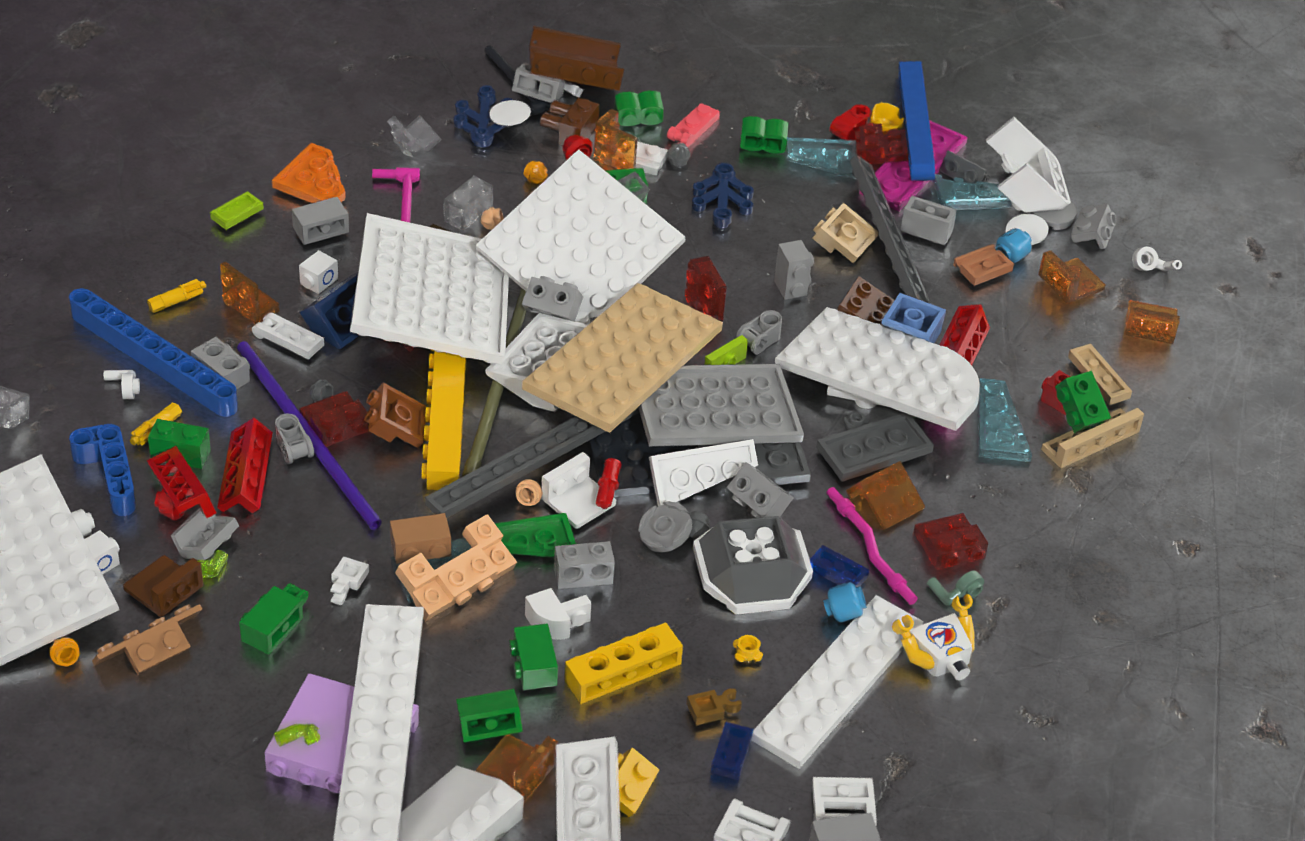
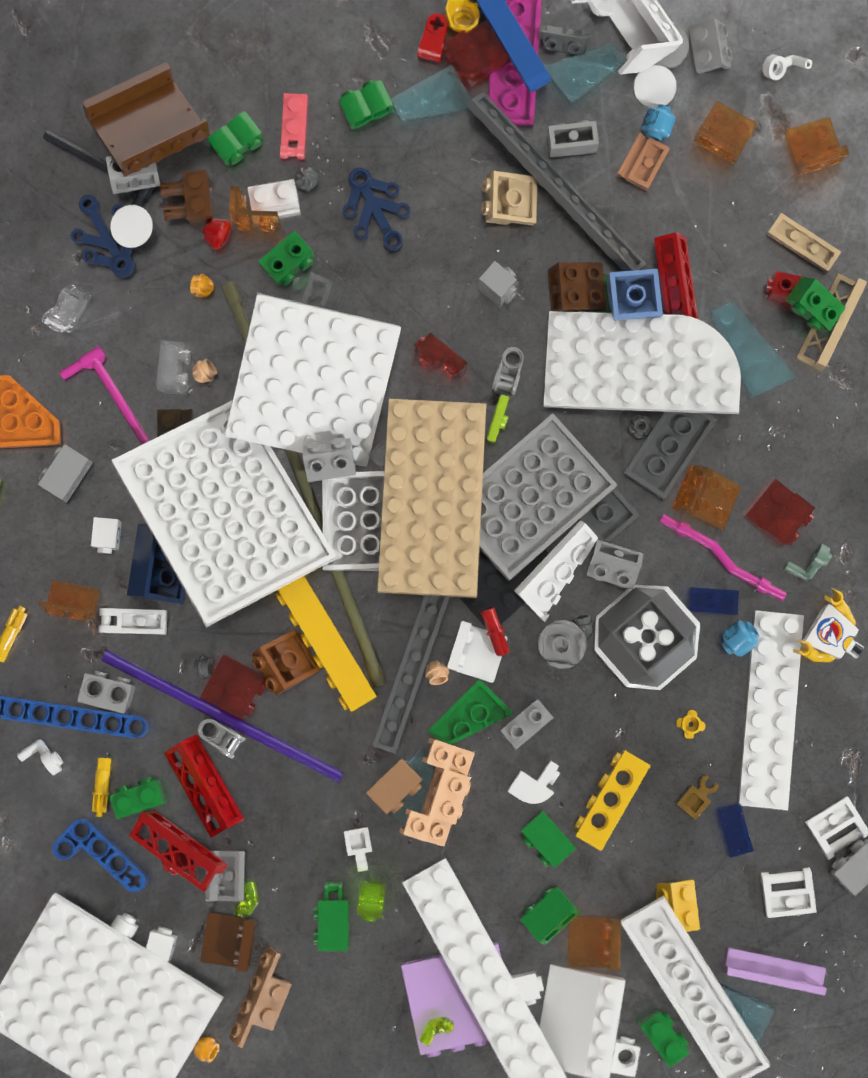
camera: 25 degrees left, 40 degrees up
(325, 609) = (371, 901): none -> clear neon green brick
(420, 764) = (529, 986): none -> white brick

